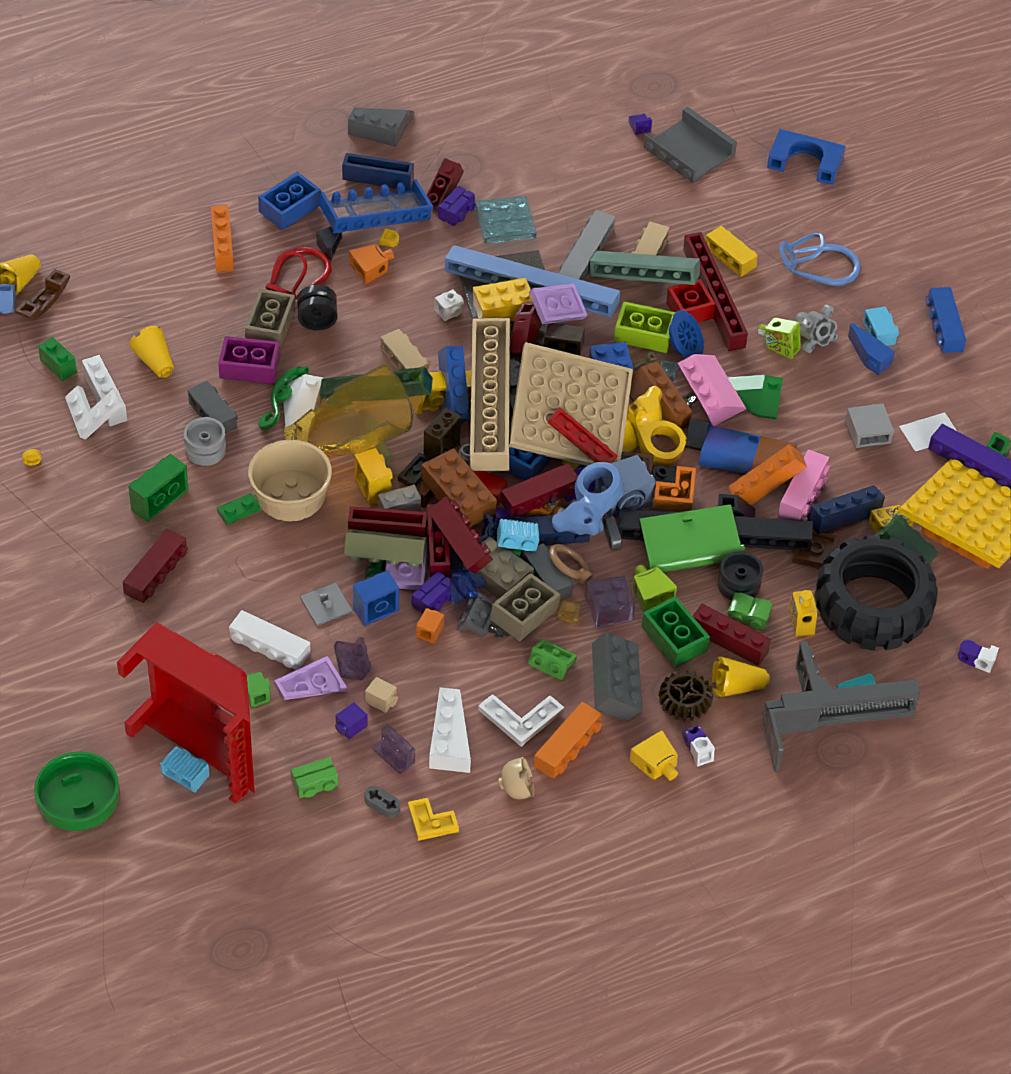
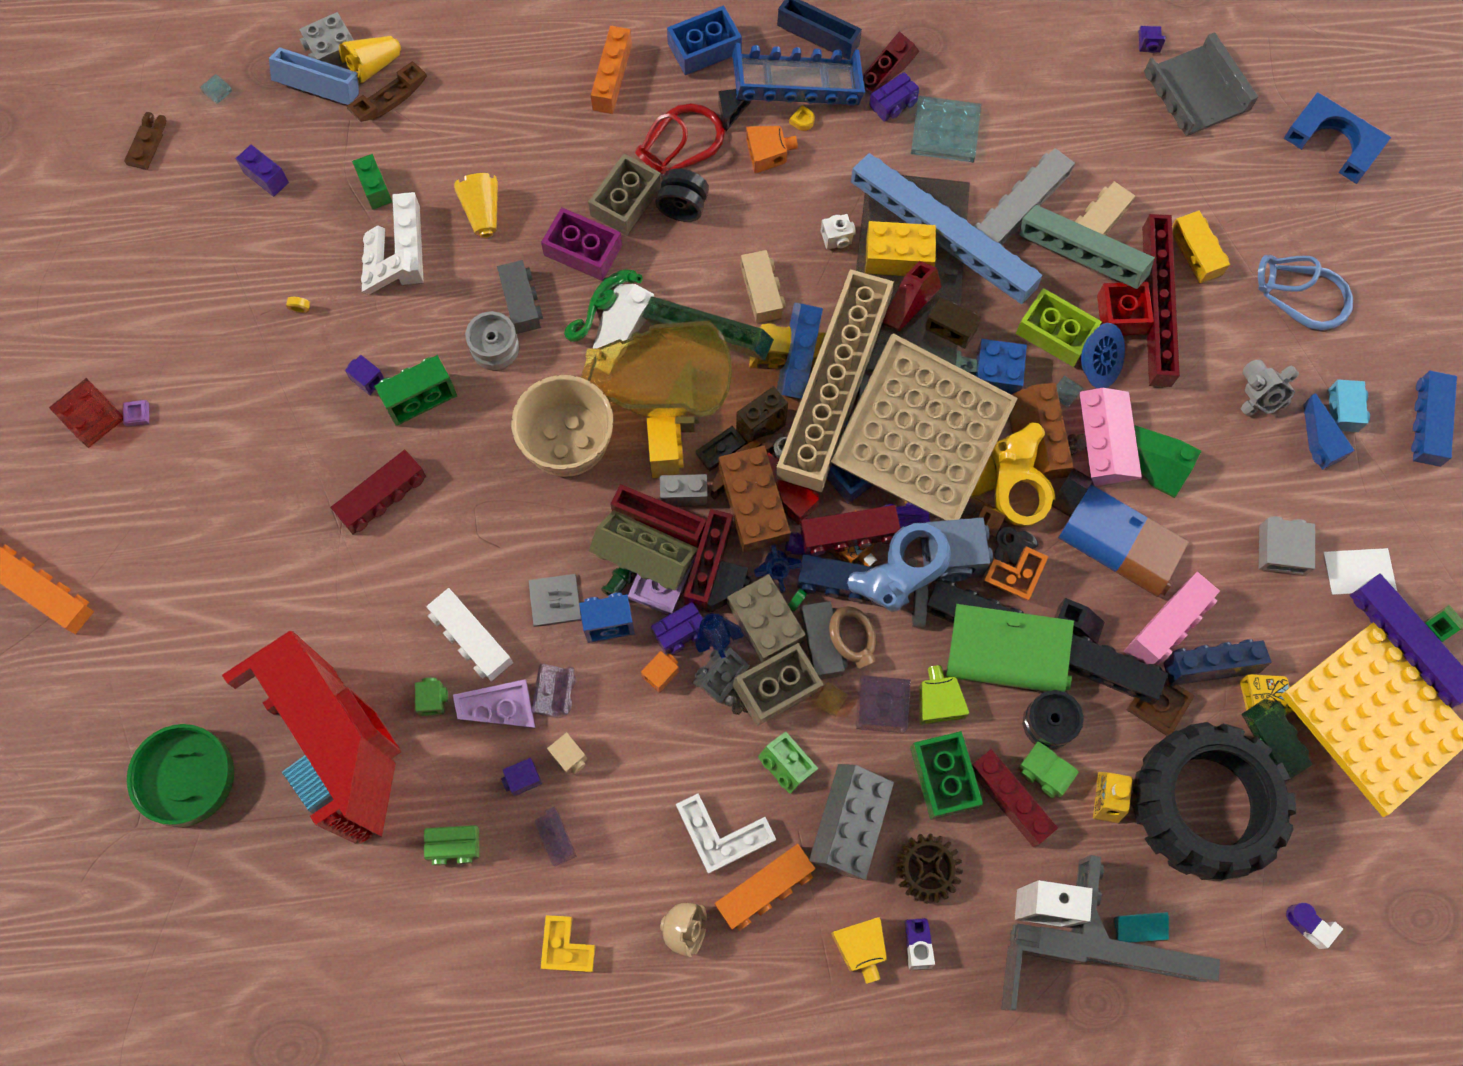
camera: 20 degrees right, 20 degrees up
(108, 490) = (364, 374): none -> dark purple brick
(238, 508) = (496, 440): green plate -> none
(384, 800) = (524, 896): dark grey beam -> none
(449, 738) = (626, 837): white wedge -> none
(460, 534) = (730, 570): dark red brick -> none
(518, 535) = (800, 587): medium azure brick -> none
(558, 303) = (960, 275): lavender plate -> none
(581, 437) = (923, 476): red tile -> none
(649, 359) = (1044, 373): dark tan hand -> none
(737, 677) = (998, 866): yellow cone -> none
(769, 475) = (1135, 593): orange brick -> none
(782, 336) = (1220, 387): lime torso -> none
(783, 672) = (1053, 904): none -> white brick

